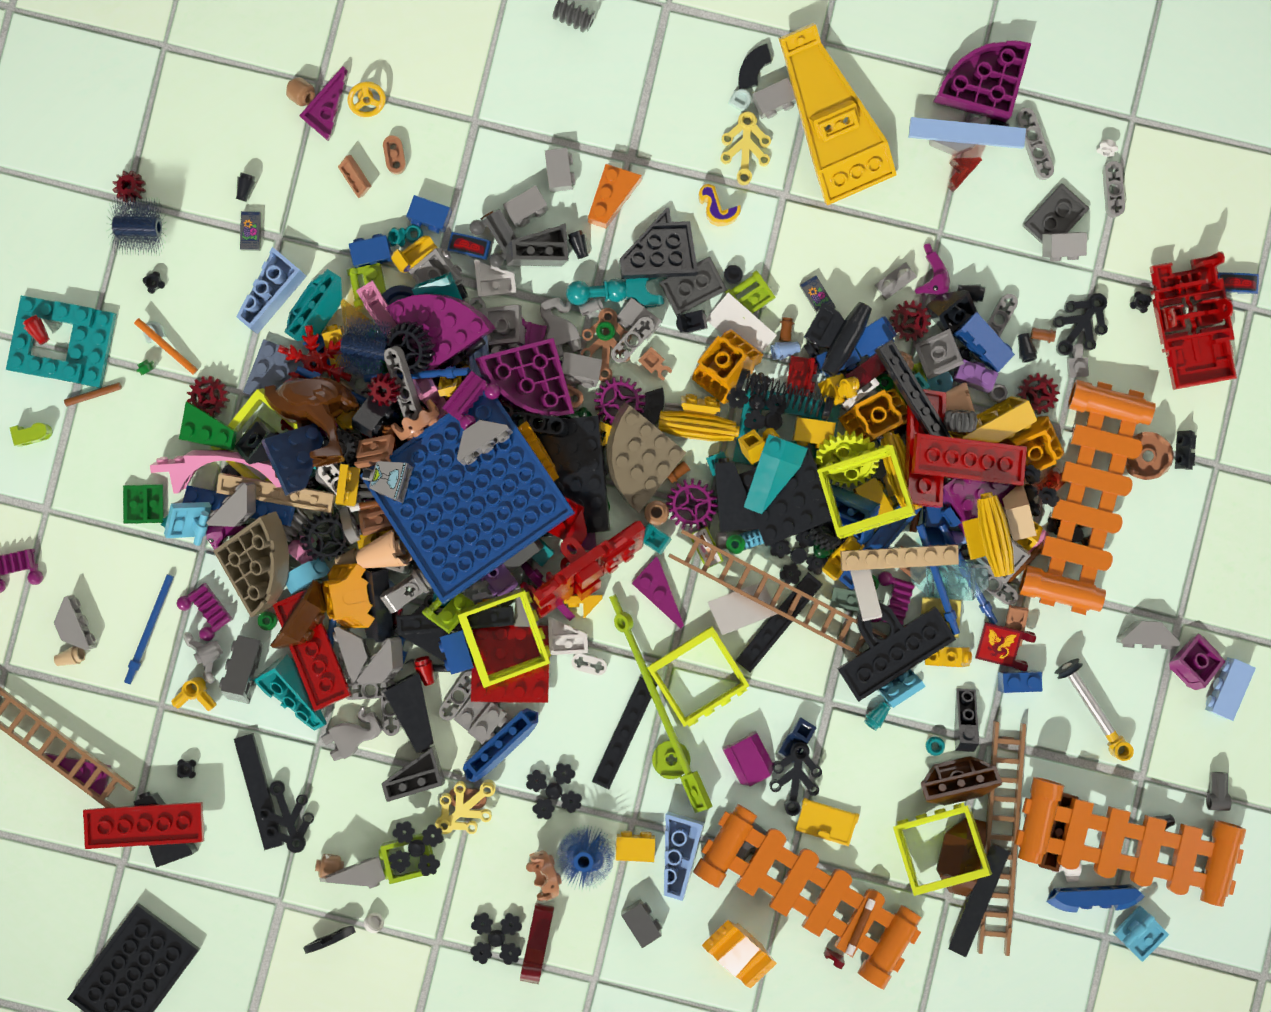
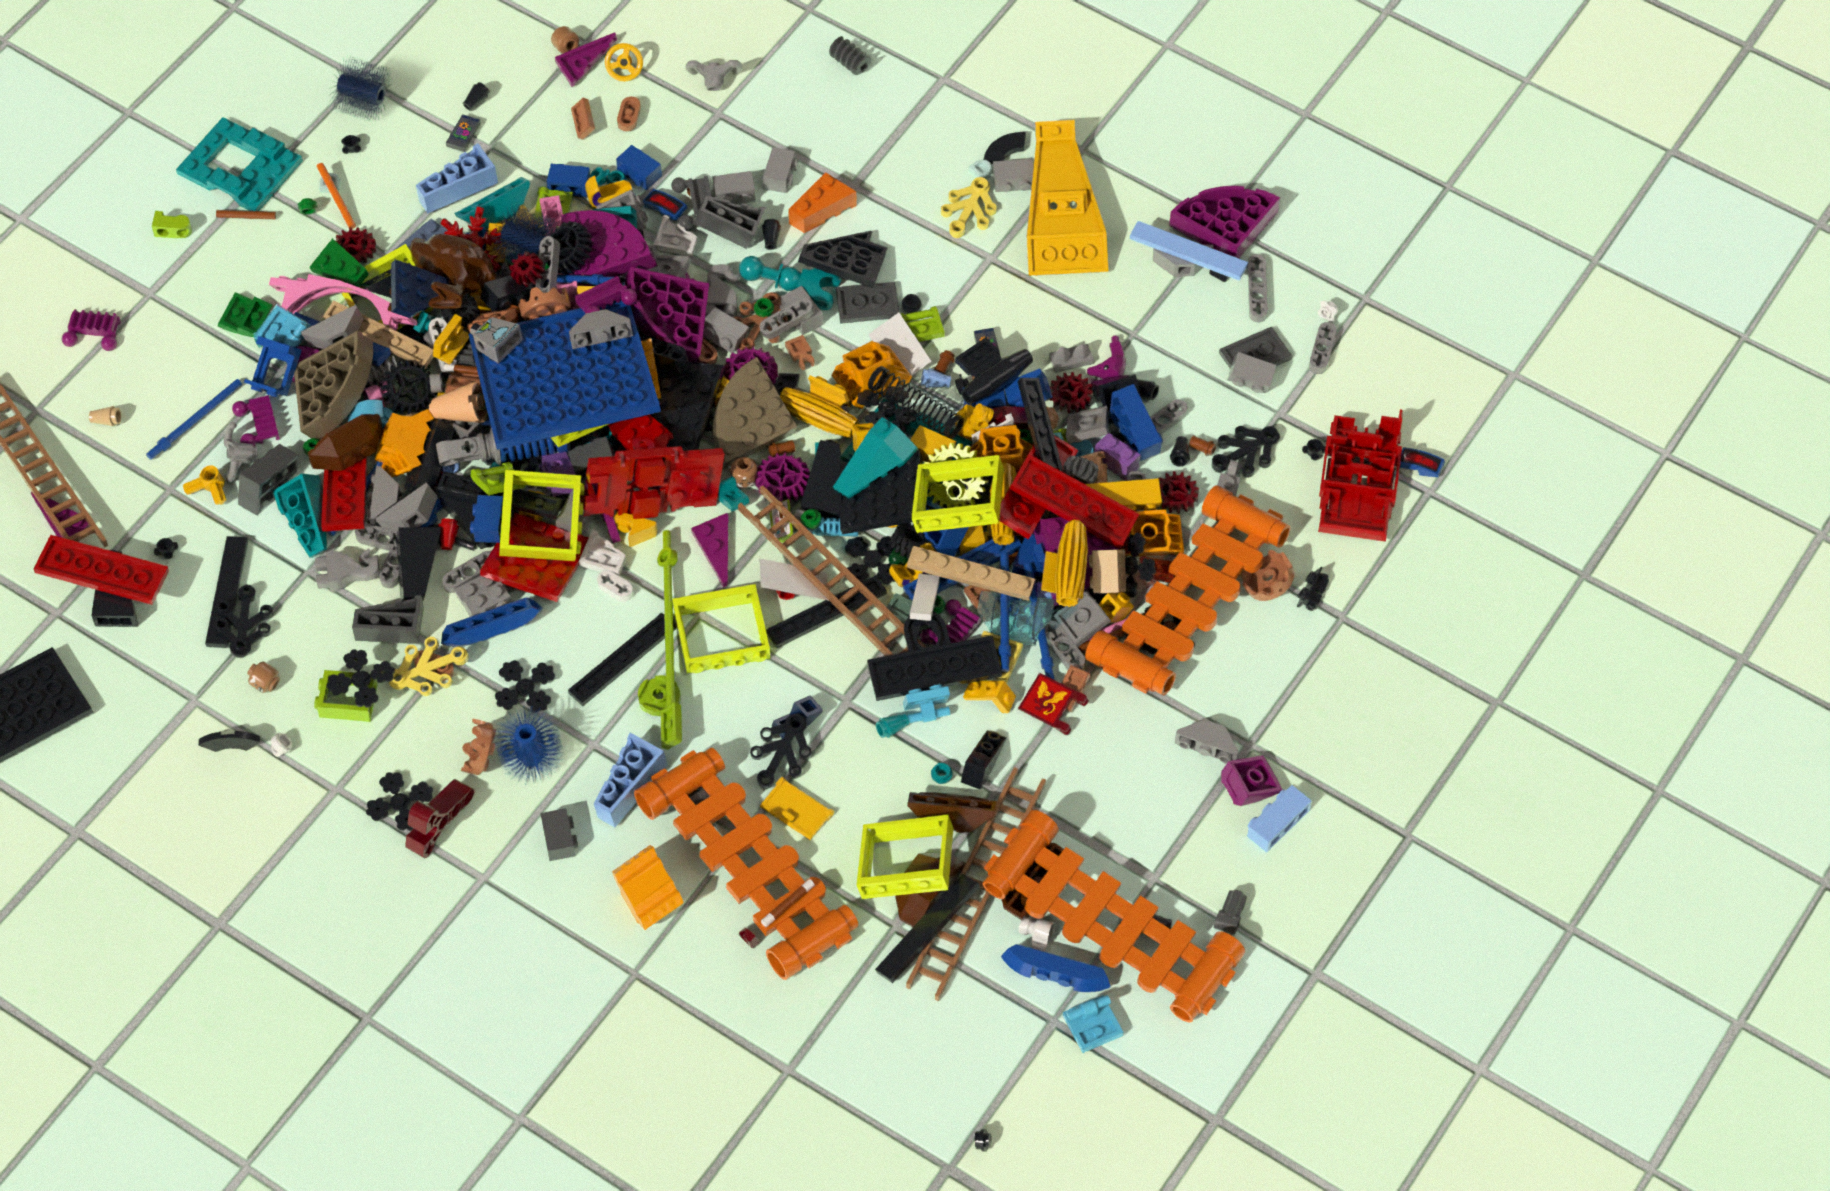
camera: 20 degrees right, 30 degrees down
(36, 329) = (223, 142): red cone -> none
(73, 625) = (124, 388): light grey slope -> none
(134, 180) = (371, 57): dark red gear -> none
(196, 544) = (270, 350): none -> blue window
(364, 873) = (287, 686): light grey slope -> none
(455, 82) = (713, 72): none -> light grey piece
(591, 306) = (759, 287): light grey pin -> none
(635, 847) = (584, 762): yellow brick -> none
(691, 322) = (852, 328): black bracket -> none
(713, 210) = (915, 250): yellow animal -> none
(749, 759) = (739, 719): magenta slope -> none
(801, 373) = (946, 398): red bracket -> none
(964, 167) = (1176, 286): clear red slope -> none
(1020, 681) = (1055, 738): blue brick -> none
(1070, 670) = (1111, 743): piece -> none

